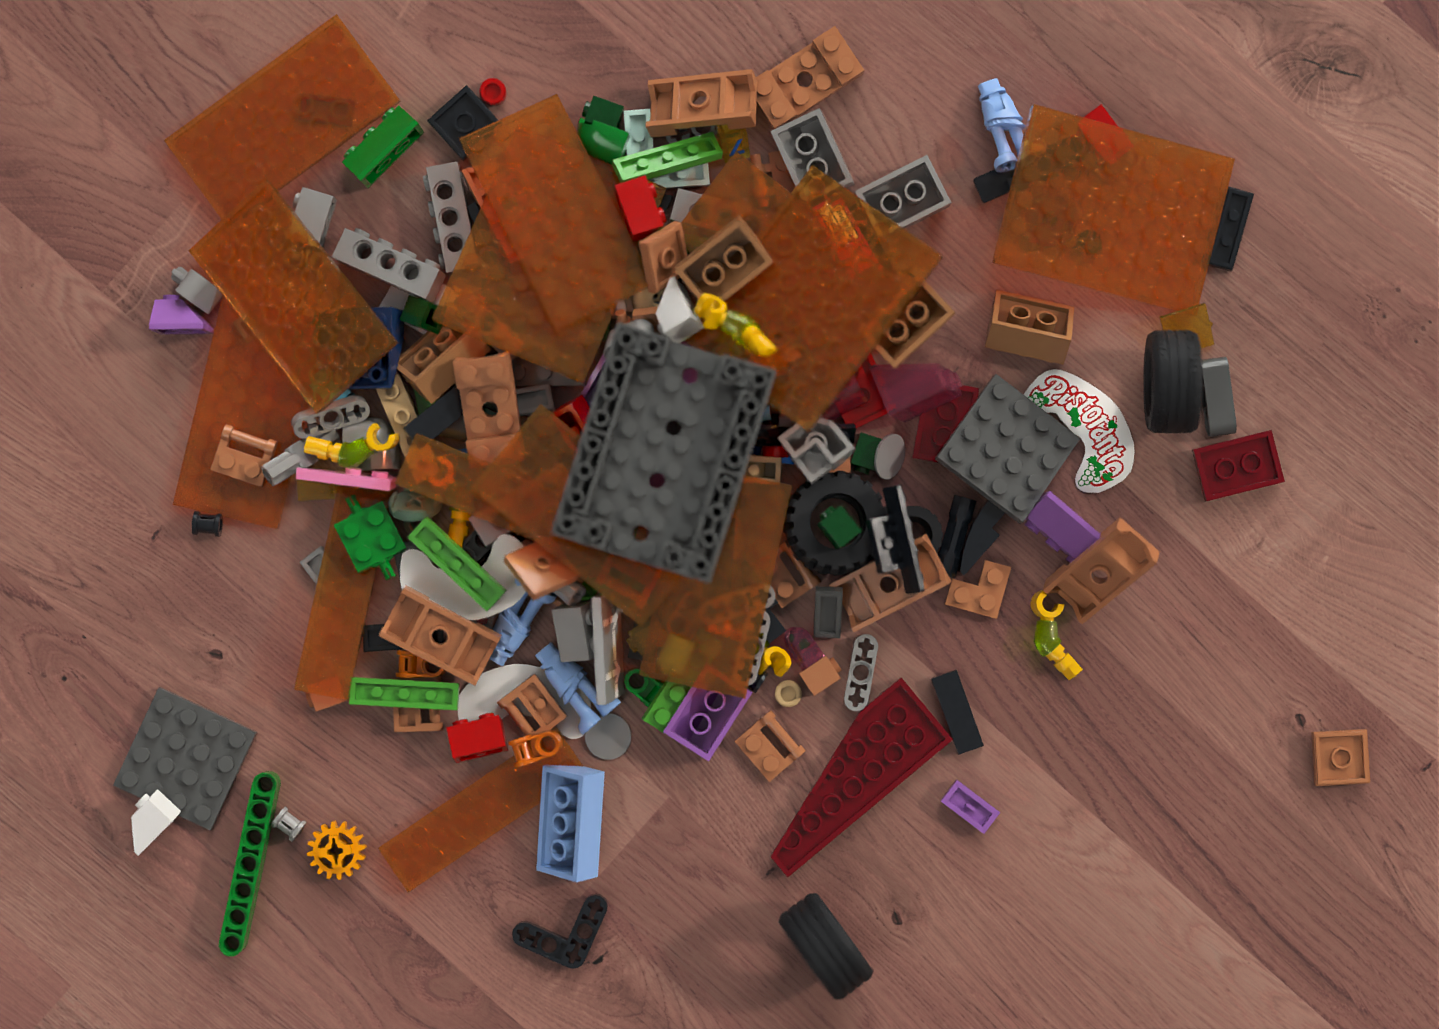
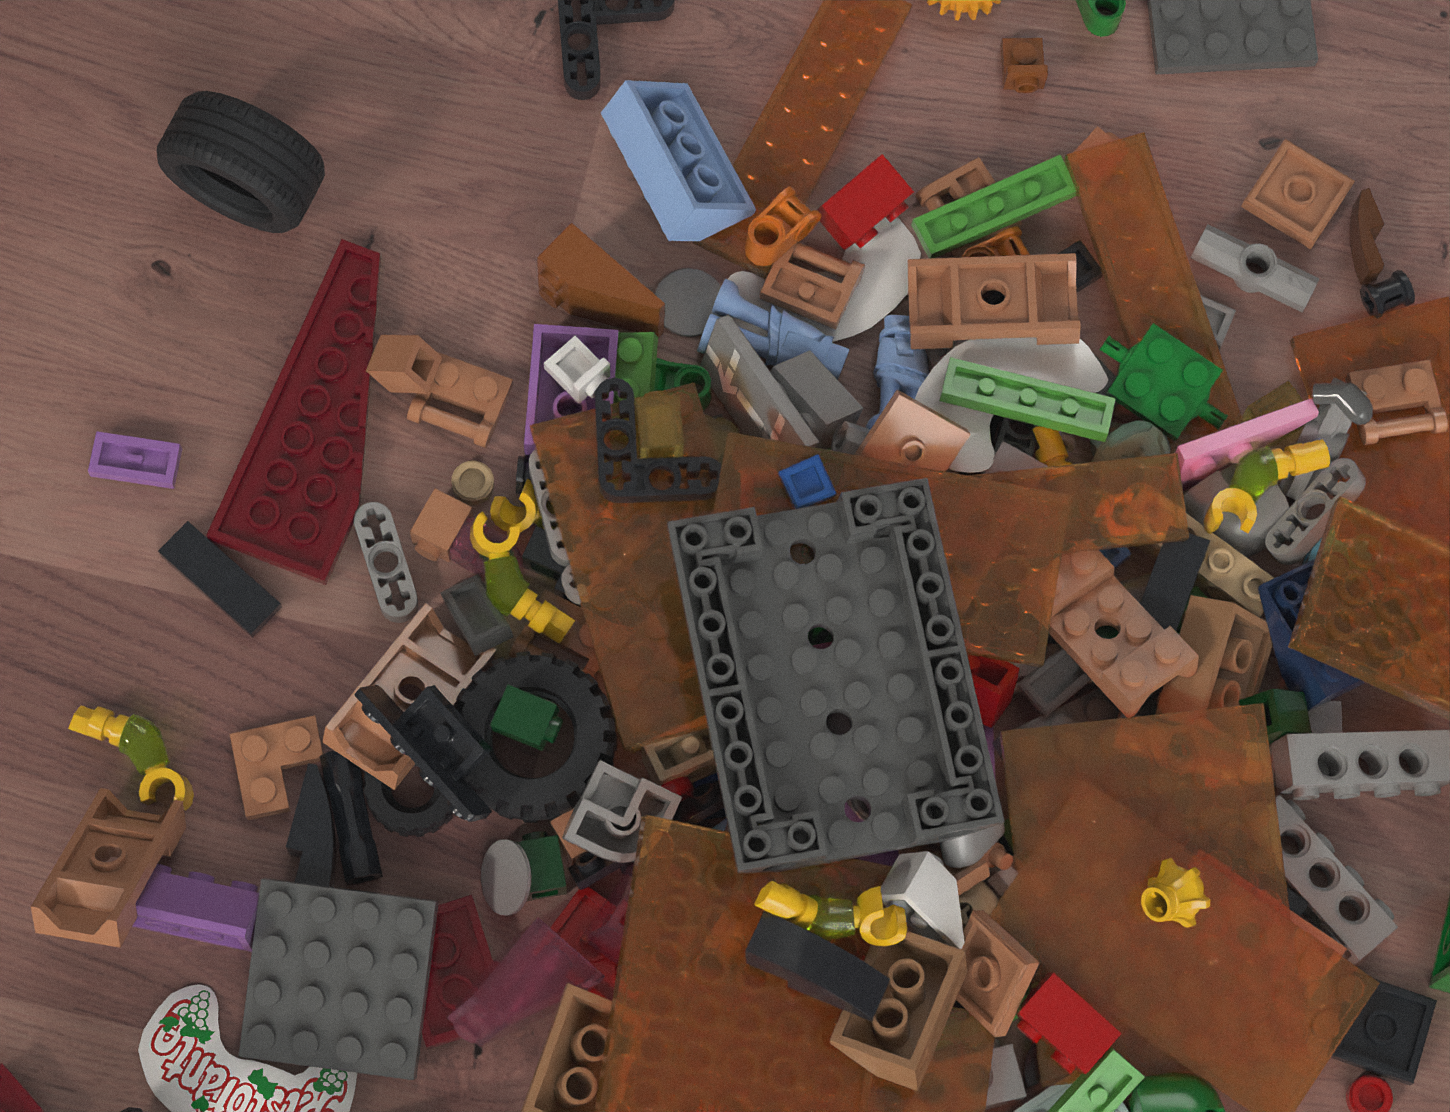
camera: 140 degrees right, 15 degrees down
(194, 572) = (1364, 229): none -> reddish brown slope
(221, 612) = (1297, 194): none -> nougat plate
(264, 565) = (1230, 258): none -> light grey piece
(276, 466) = (1347, 398): none -> dark grey arm
(332, 777) = (1023, 64): none -> dark orange bracket
(547, 237) = (1174, 895): none -> yellow rock
(614, 572) = (807, 483): none -> blue tile
(663, 773) = (595, 286): none -> dark orange slope
(699, 635) = (640, 469): none -> black beam
(700, 716) = (577, 369): none -> white bracket
(759, 302) = (816, 966): none -> black slope
(792, 780) = (404, 363): none -> nougat brick
(804, 615) = (509, 590): none -> piece

